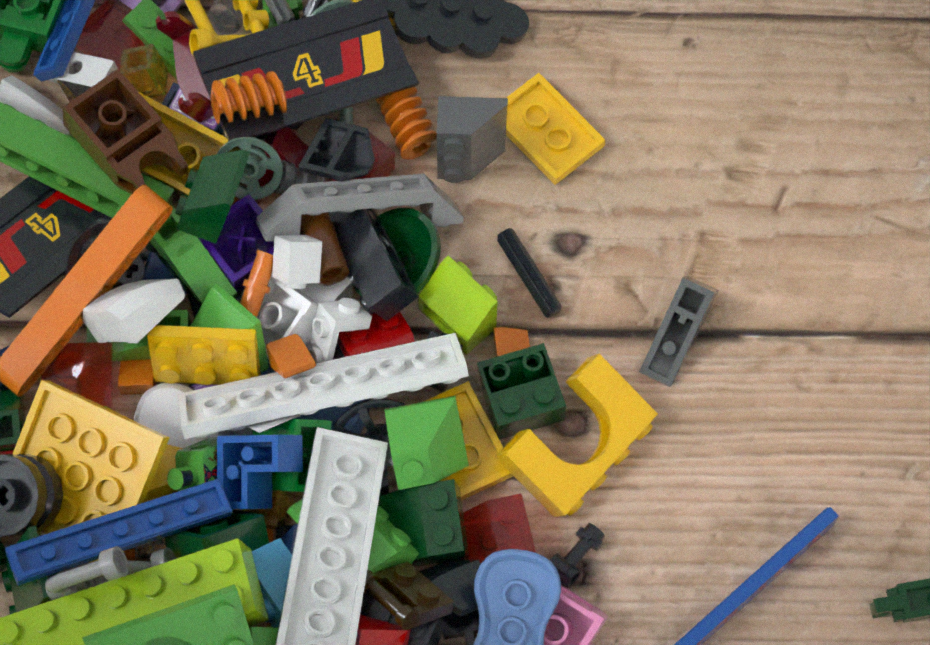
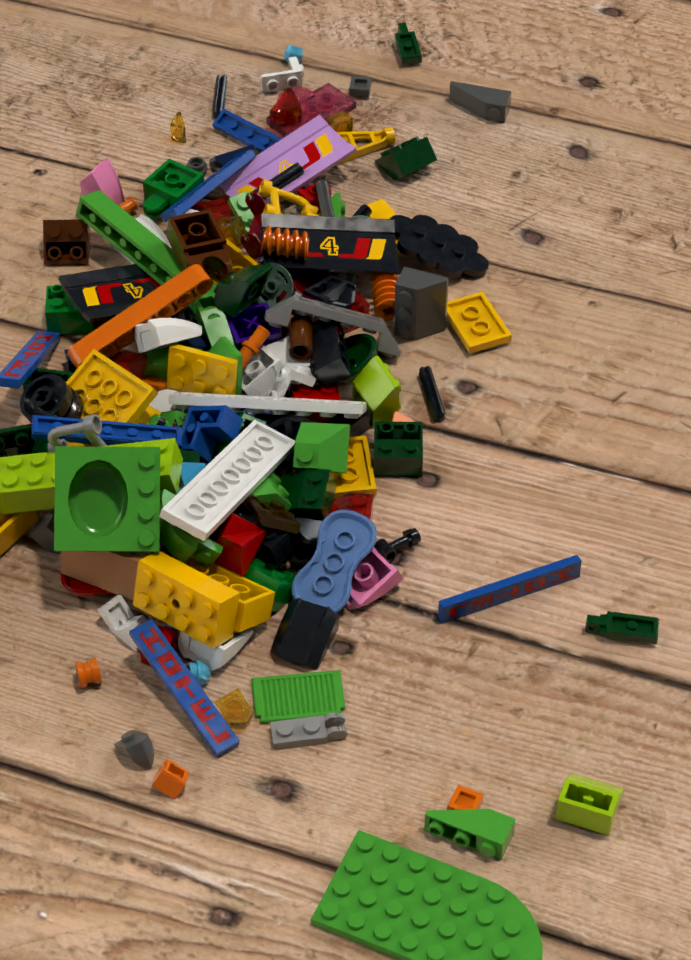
camera: 20 degrees right, 20 degrees down
(289, 356) = (255, 386): orange slope -> none
(297, 260) = (280, 335): white brick -> none
(621, 420) = (405, 502): yellow arch -> none
(678, 330) = (518, 442): dark grey slope -> none

